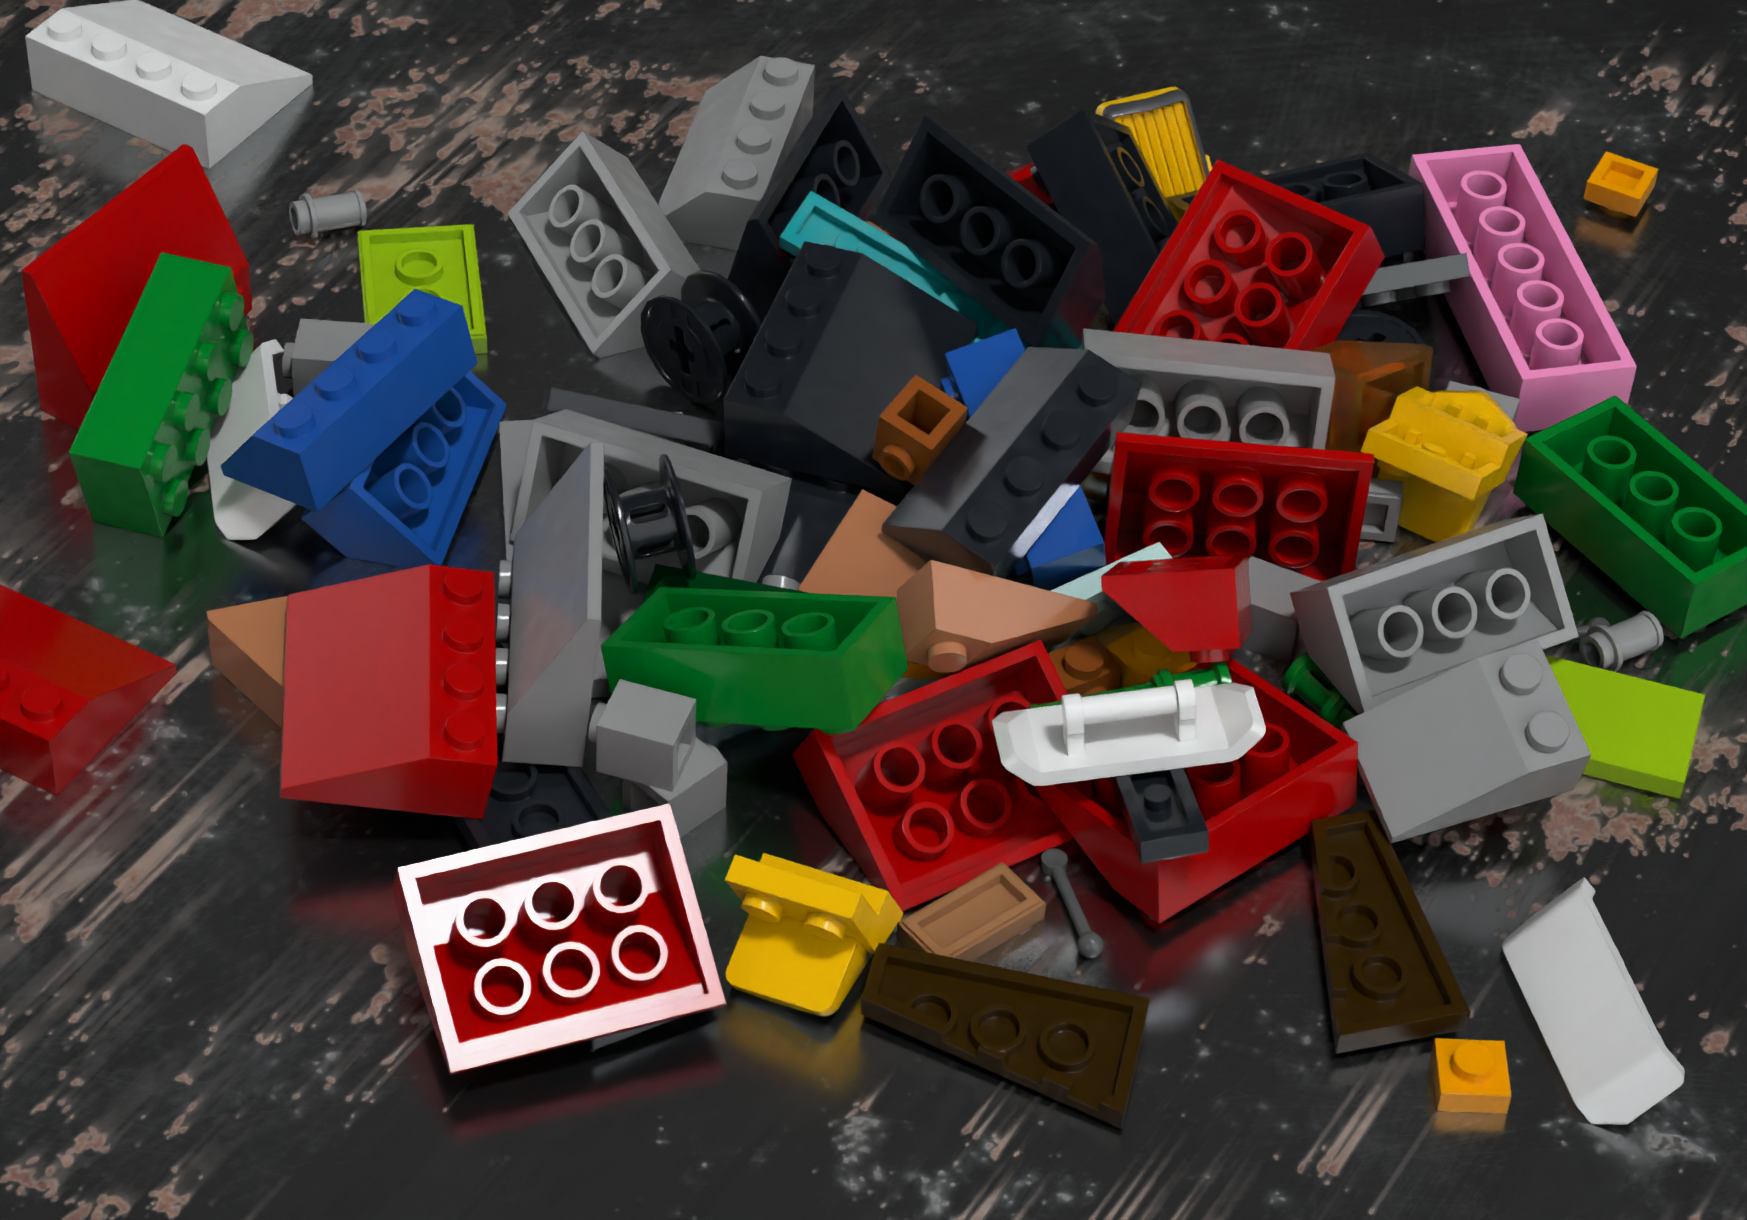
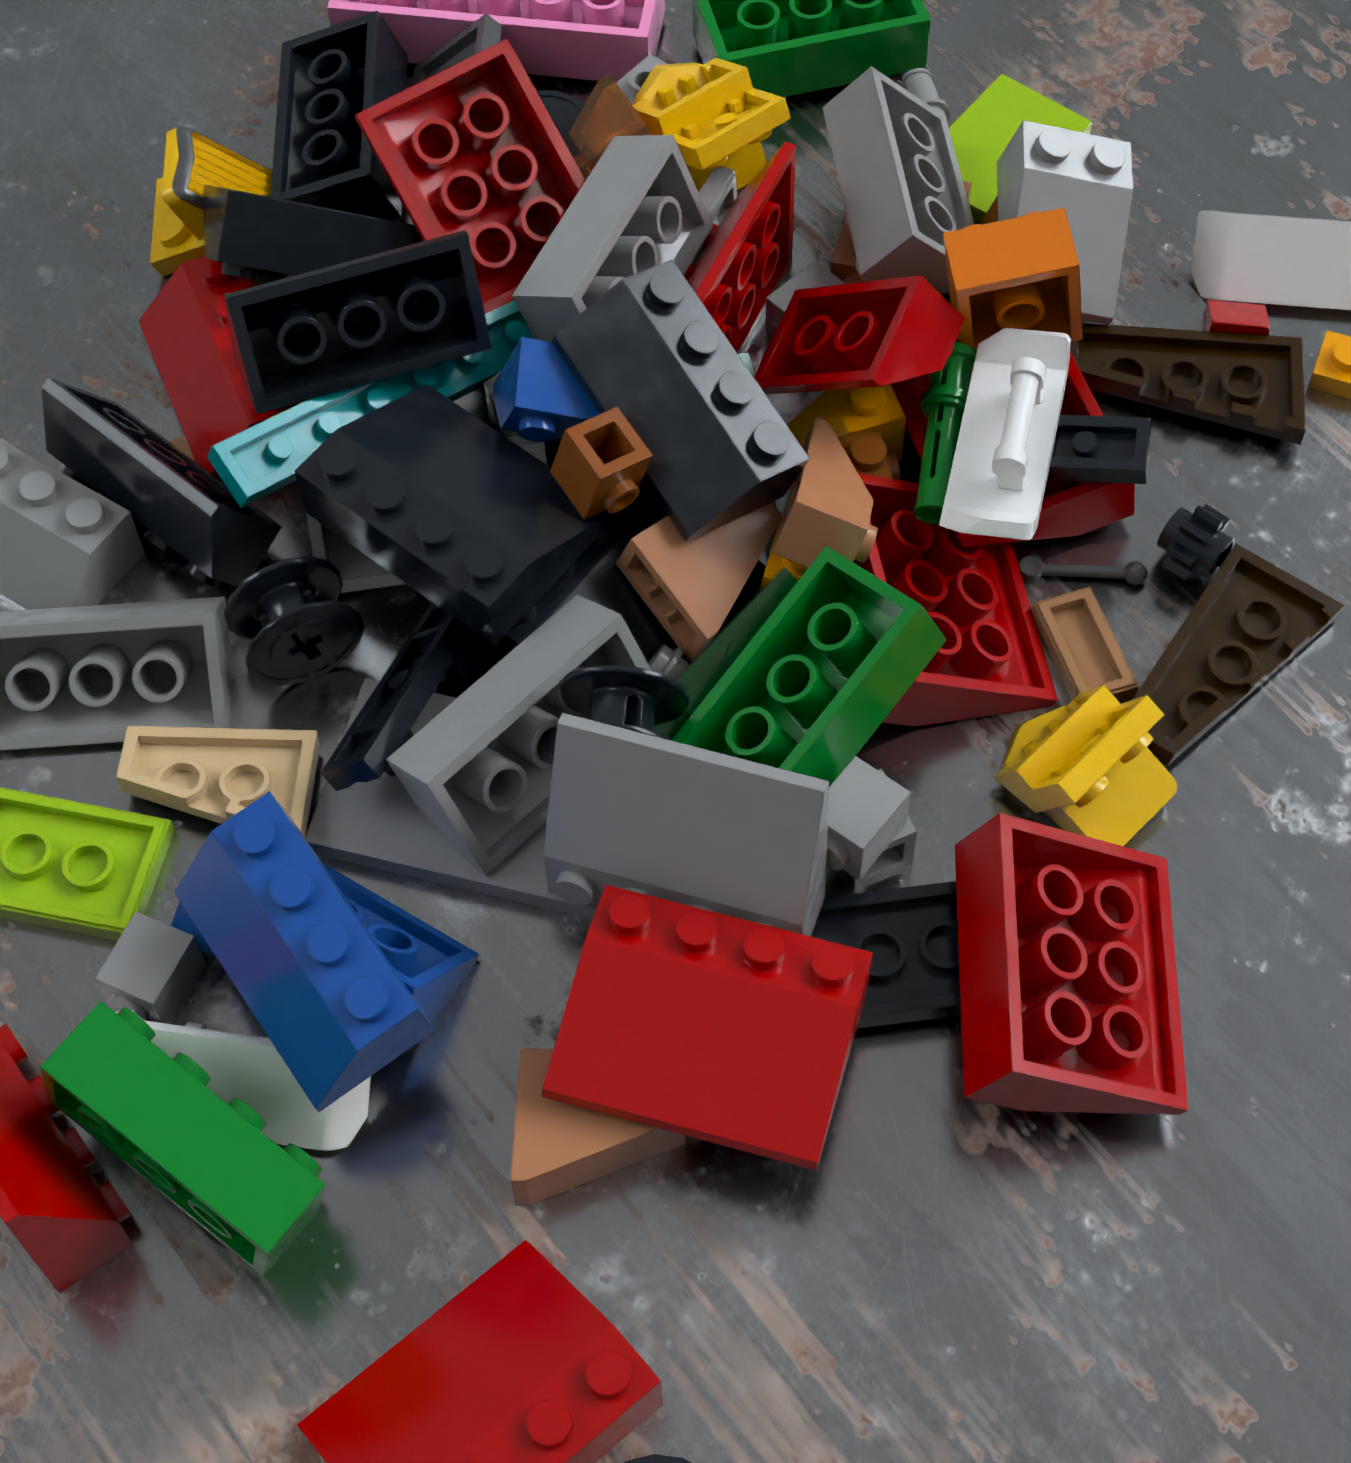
camera: 65 degrees left, 15 degrees up
(540, 348) = (220, 769): none -> tan wing
(1138, 964) = (1195, 542): none -> black gear
(1314, 682) = (1015, 276): none -> orange brick
(1475, 963) = (1236, 318): none -> red slope

